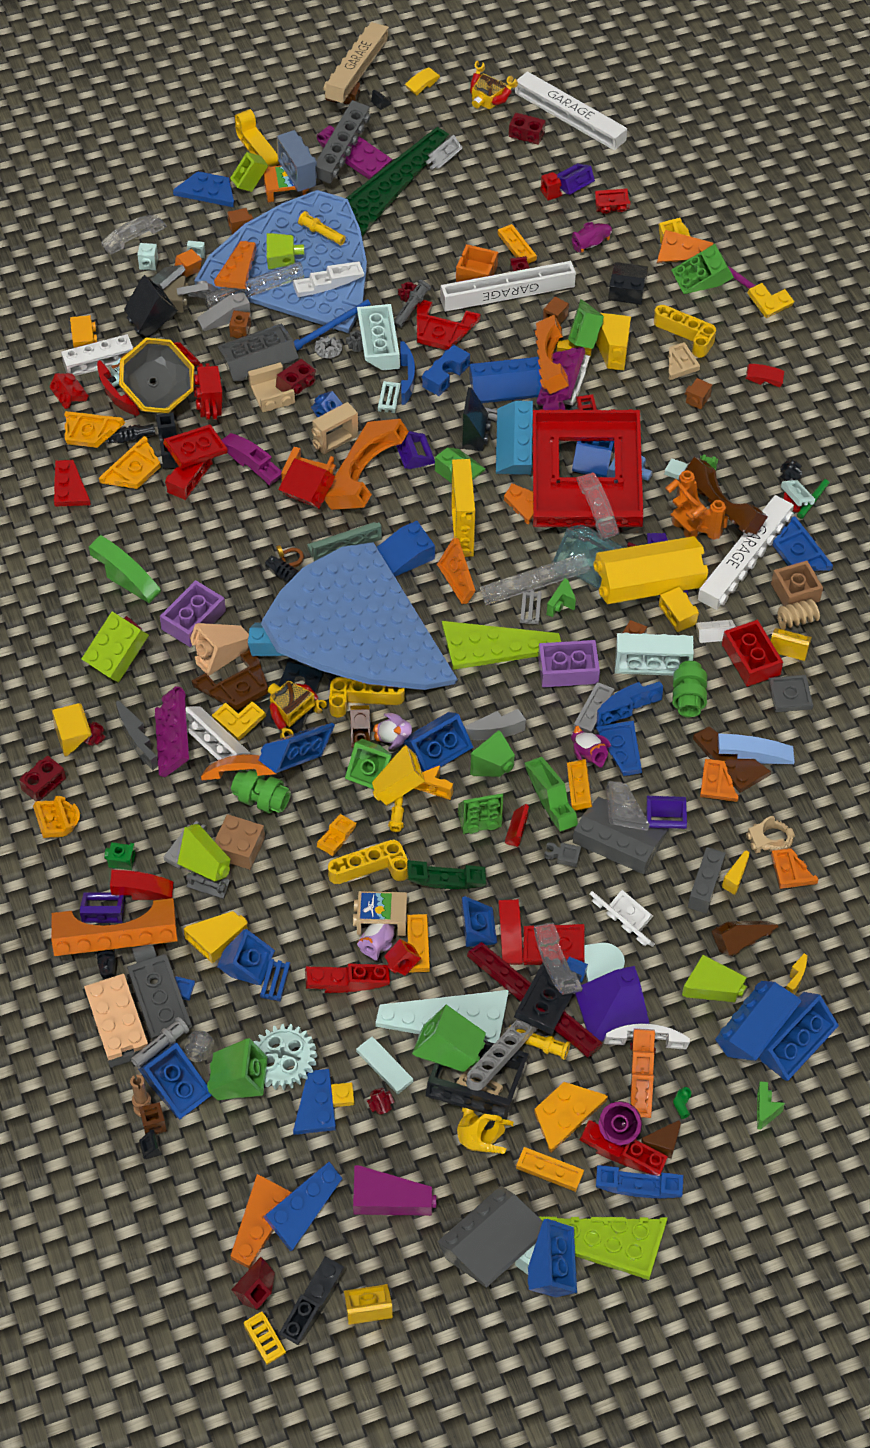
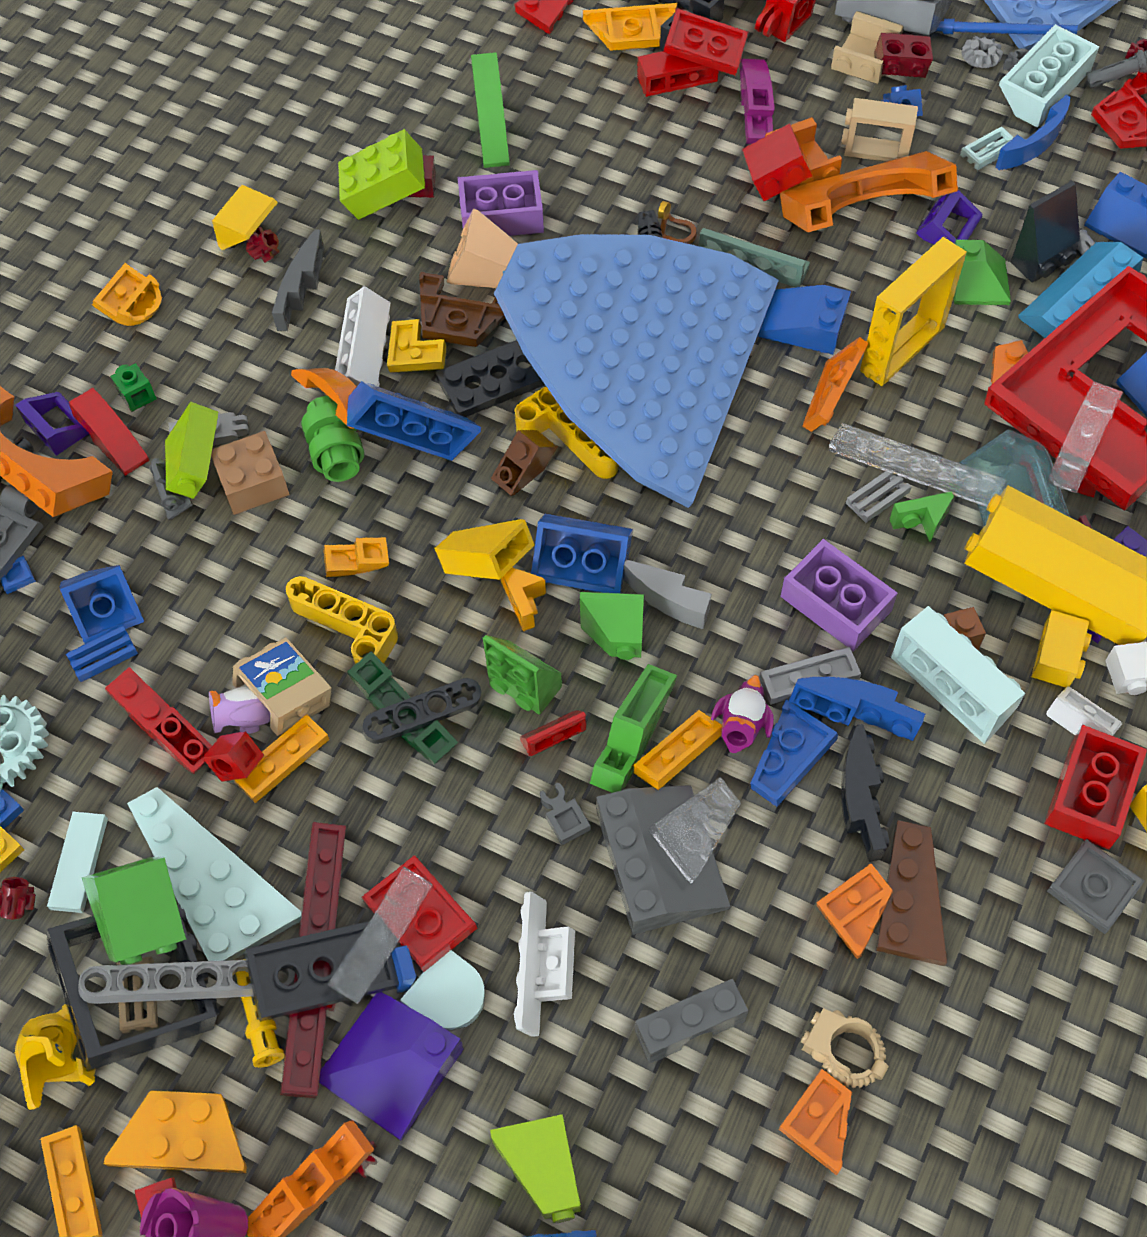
camera: 50 degrees right, 5 degrees up
(45, 781) = (165, 249): dark red brick -> none
(171, 732) = (331, 299): magenta hinge -> none
(215, 934) = (104, 544): yellow slope -> none
(291, 703) = (475, 373): torso -> none
(367, 762) = (479, 501): bright green slope -> none
(393, 730) = (543, 495): animal -> none
(397, 816) = (442, 593): yellow pin -> none
(437, 377) = (1106, 159): blue arch -> none
(457, 868) = (419, 705): none -> black beam
(478, 923) = (367, 798): blue slope -> none
(482, 645) = (775, 494): lime wing -> none
(510, 931) = (388, 846): red slope -> none
(662, 734) = (858, 791): none -> black slope
(666, 807) = (750, 875): dark purple tile -> none
(673, 1038) = (401, 1182): white slope -> none
(689, 689) = (947, 763): bright green piece -> none
(733, 877) = (735, 1052): yellow slope -> none
(738, 934) = (646, 1136): reddish brown slope -> none
(756, 748) = (958, 914): light blue slope -> none

